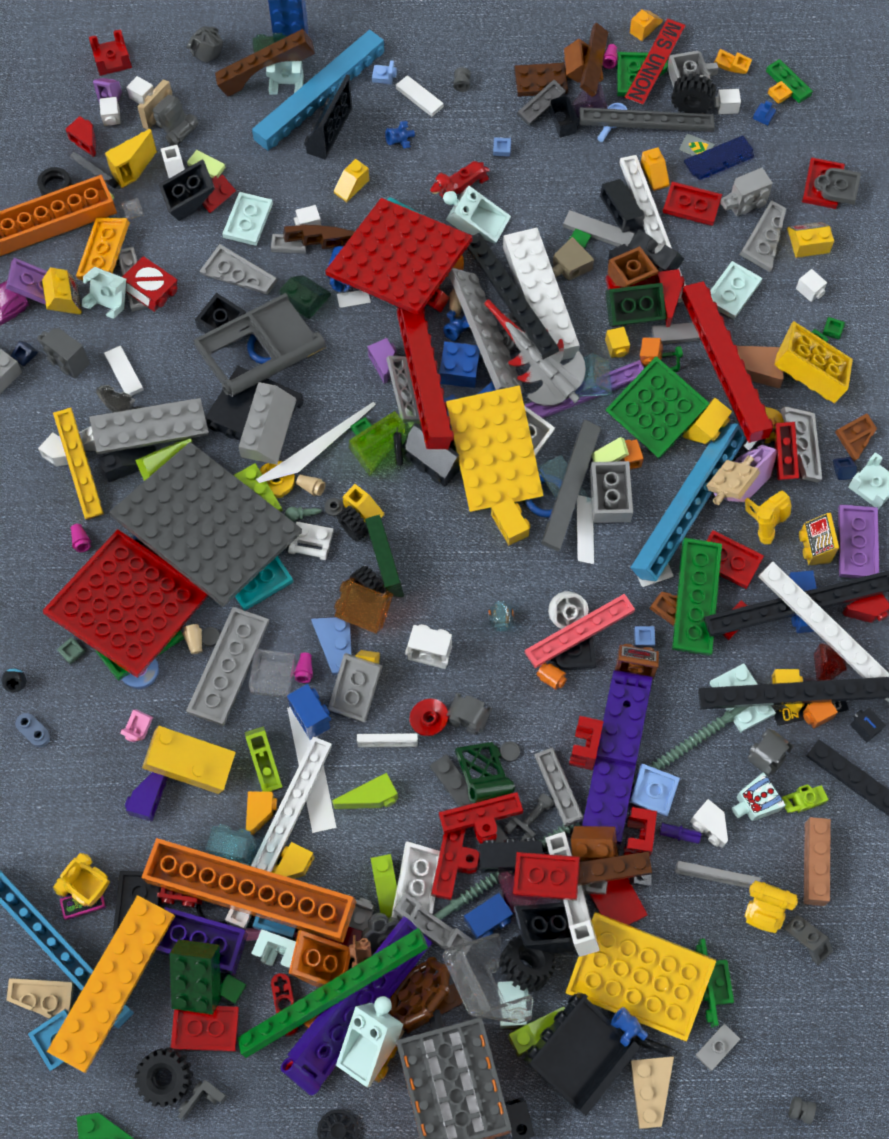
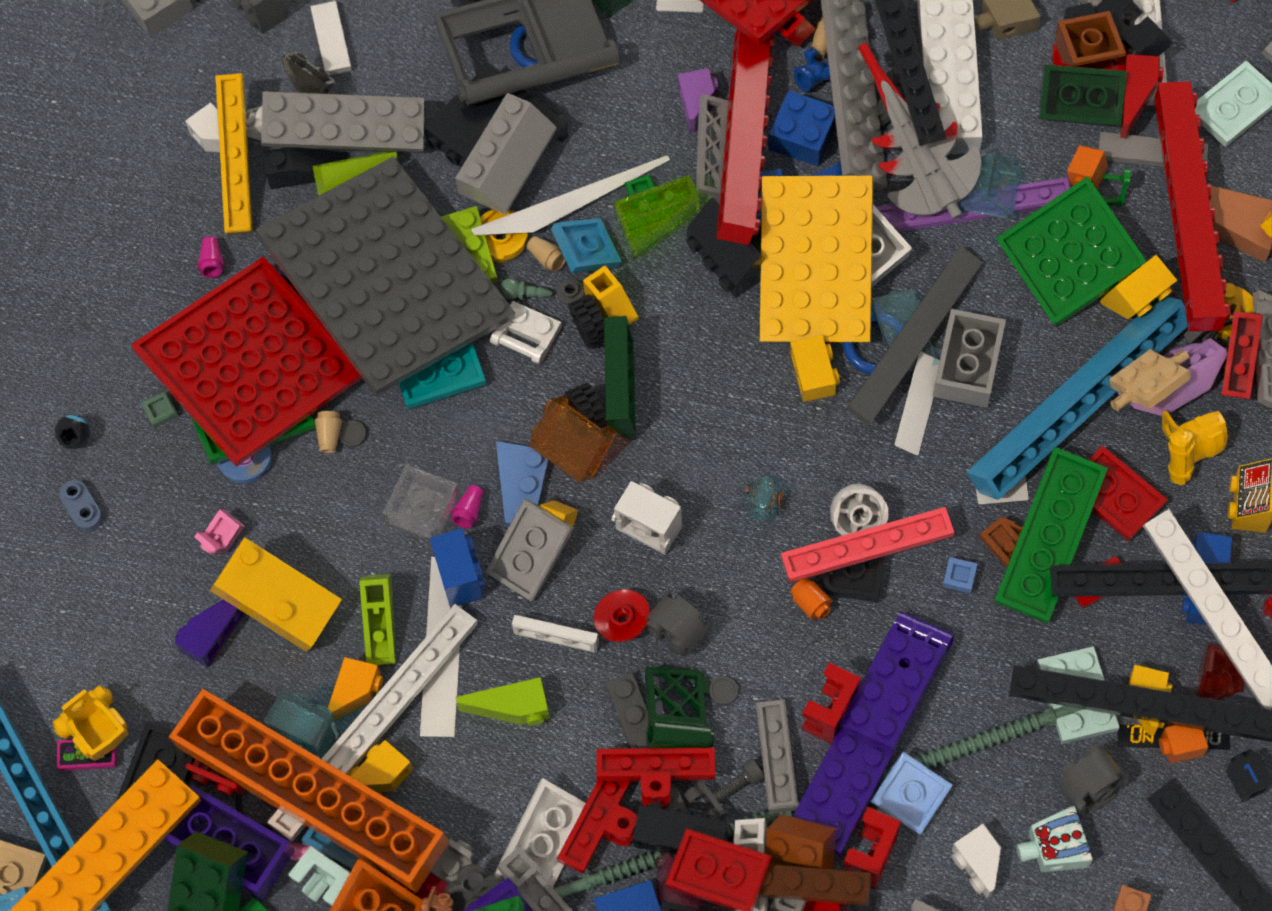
camera: 20 degrees right, 0 degrees up
(227, 666) = (364, 480): light grey plate -> none
(336, 473) = (586, 245): none -> dark azure plate
(384, 882) = (498, 825): lime slope -> none
(397, 436) = (681, 229): black piece -> none
(611, 452) = (986, 301): yellowish green tile -> none
(617, 342) = (1041, 144): yellow brick -> none
(635, 455) = (1014, 307): orange brick -> none
(637, 660) = (938, 605): dark orange slope -> none
(680, 833) = (931, 862): dark purple axle -> none
(805, 800) = (1126, 860): lime piece -> none

